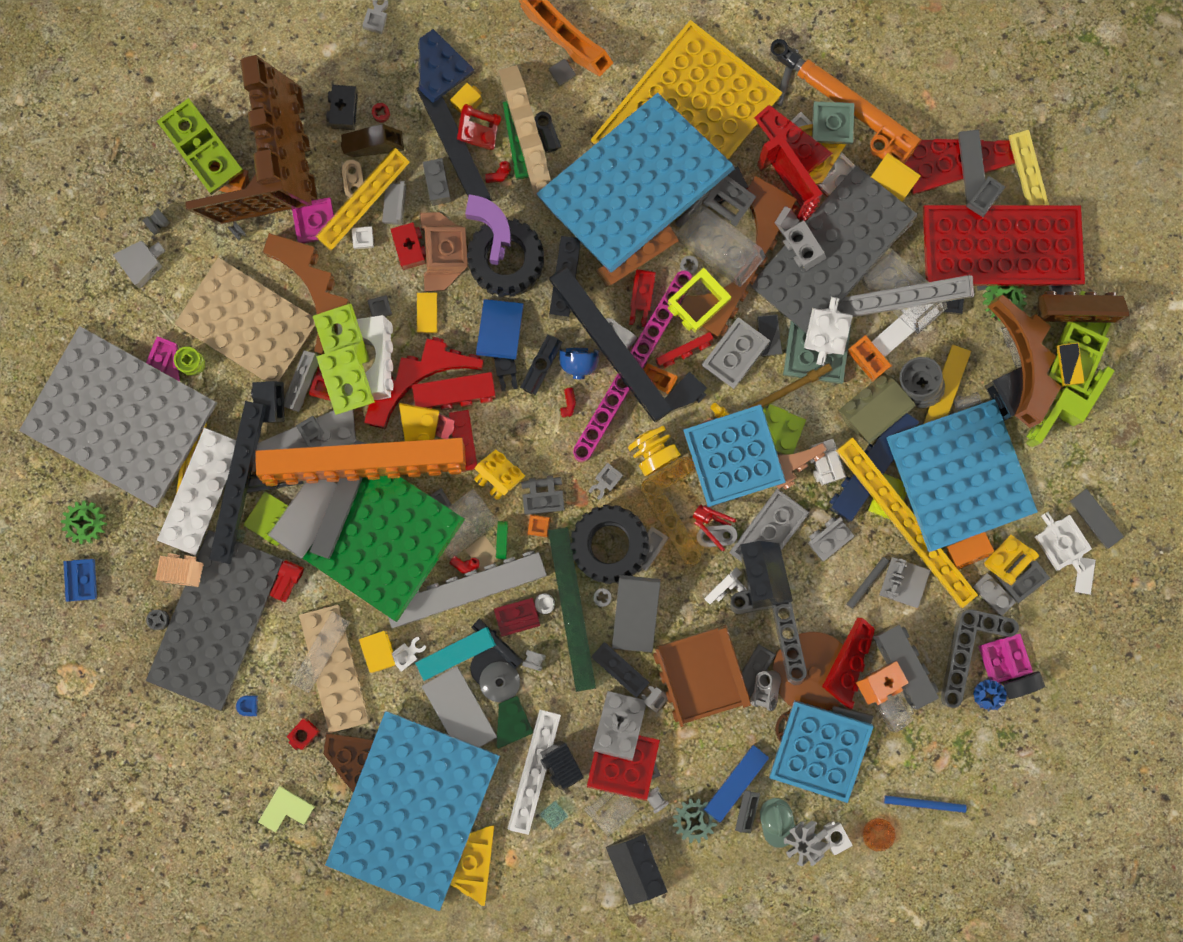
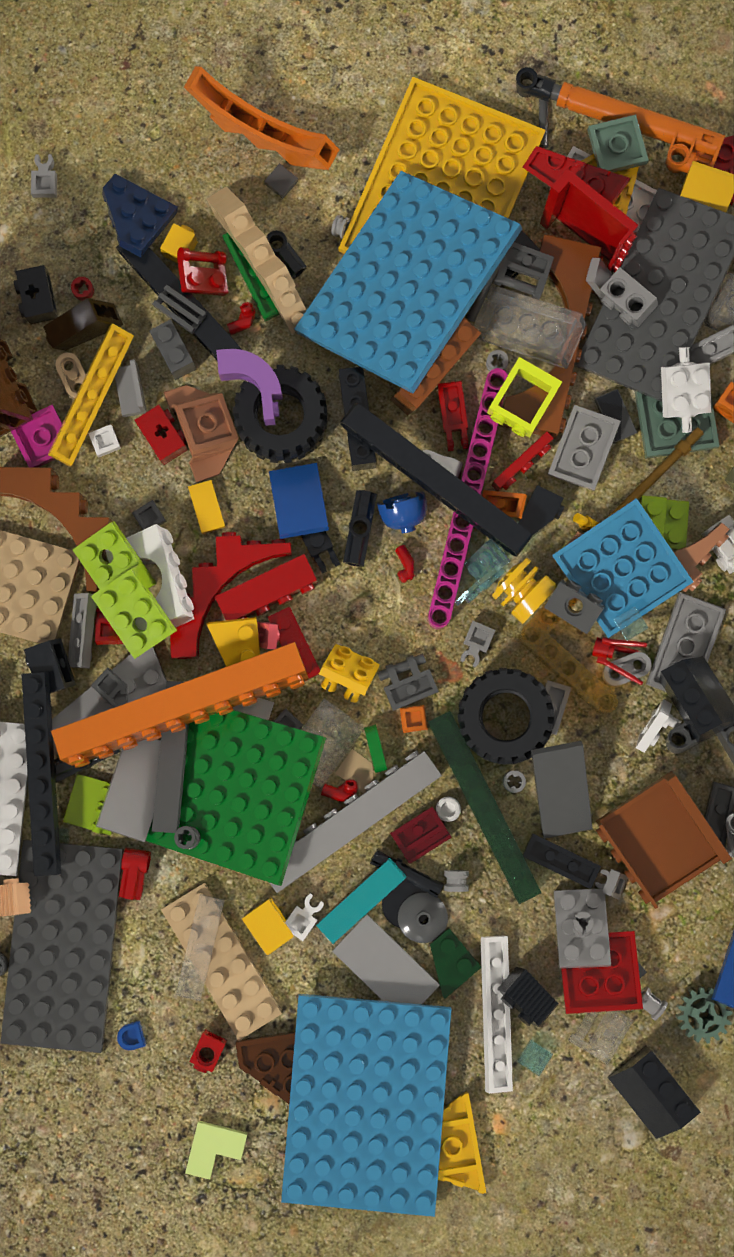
camera: 15 degrees left, 0 degrees up
(334, 558) = (178, 837): none -> dark grey bush
(422, 482) = (260, 709): none -> white sticker
(440, 138) = (163, 297): none -> dark grey tile
(597, 121) = (340, 226): none -> light grey bush
(630, 424) = (486, 567): none -> clear light blue bracket
(677, 470) = (580, 619): none -> dark grey brick
(728, 500) = (631, 623): none -> clear light blue tile

